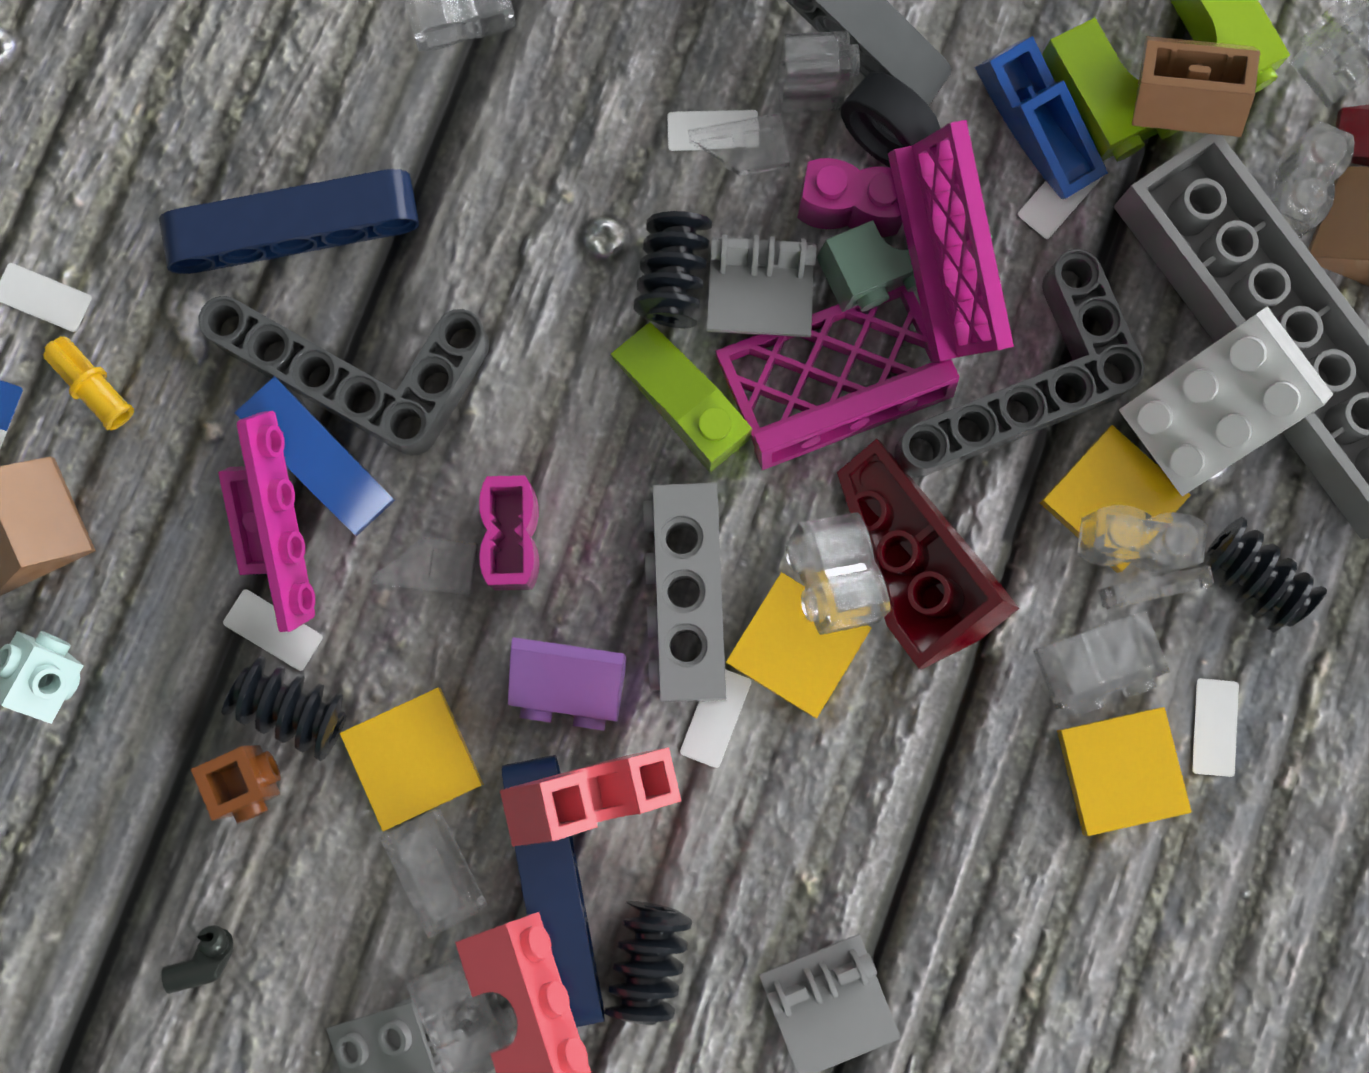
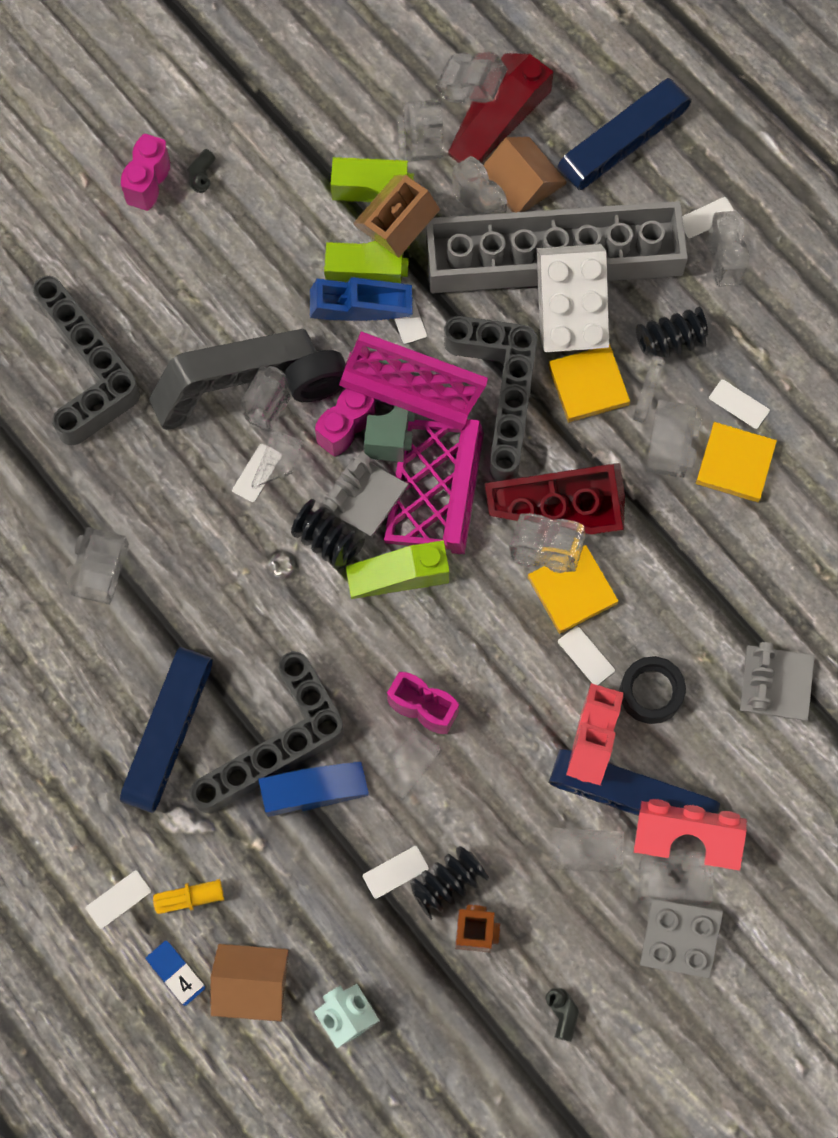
camera: 55 degrees left, 10 degrees down
(264, 520) = (334, 835): dark pink bracket -> none
(411, 759) = (515, 832): yellow tile -> none
(565, 681) = (523, 717): medium lavender slope -> none
(649, 964) = (701, 761): black piece -> none
(695, 509) = (470, 597): light grey brick -> none
(724, 877) = (662, 666): none -> black tyre
(1151, 543) = (620, 380): clear brick -> none

